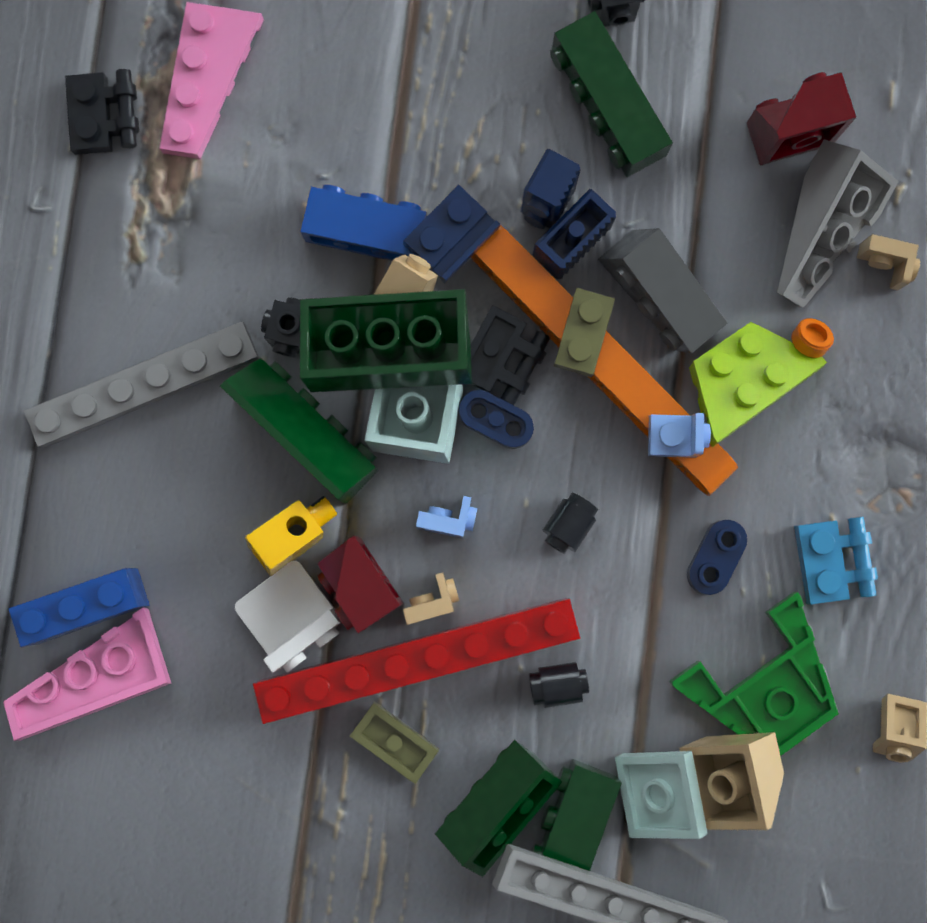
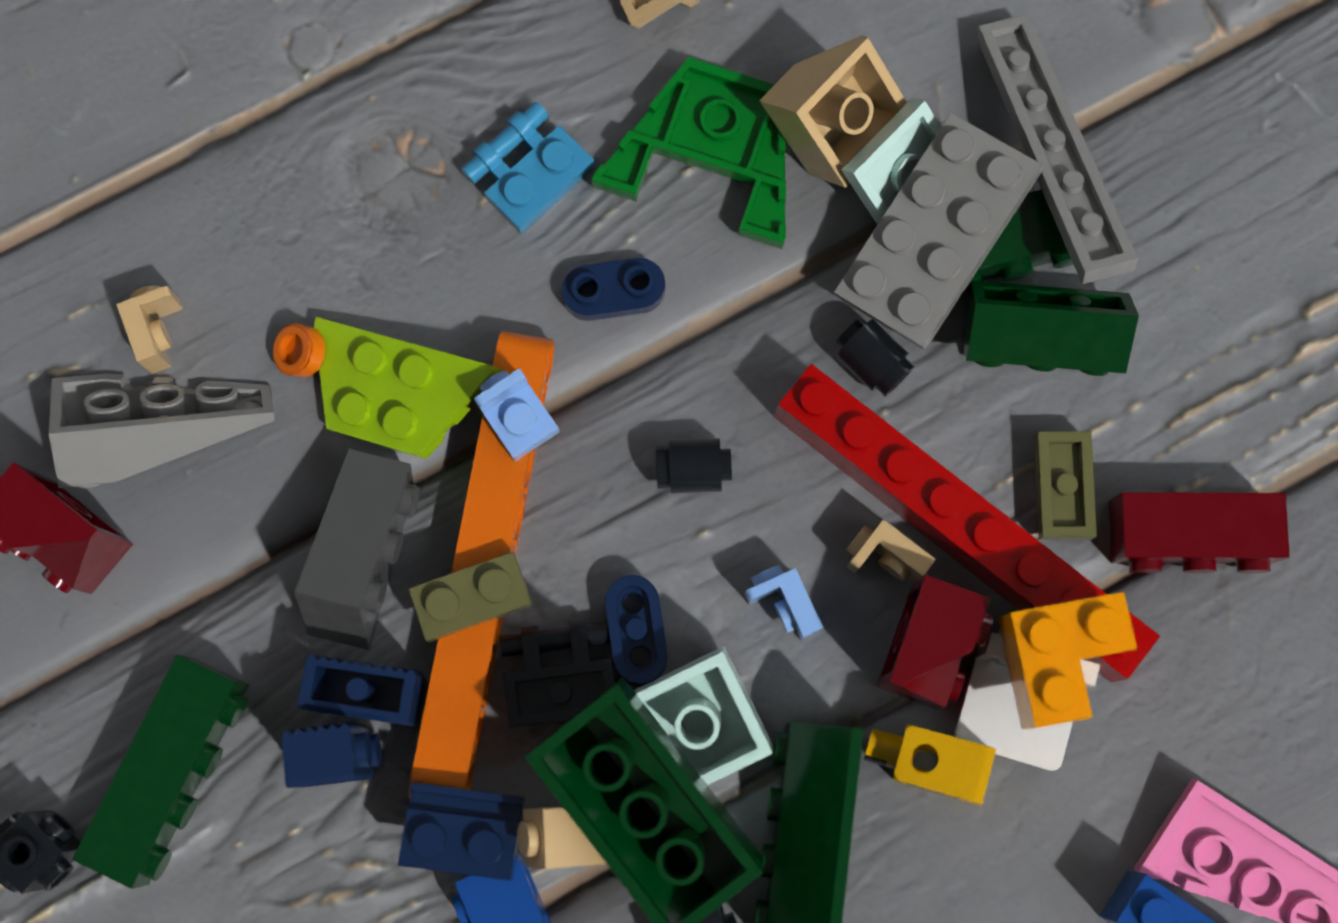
camera: 125 degrees left, 5 degrees down
(305, 649) = (1046, 651): none -> light orange brick
(307, 802) = (1198, 530): none -> dark red brick
(608, 784) = (938, 230): none -> light grey plate

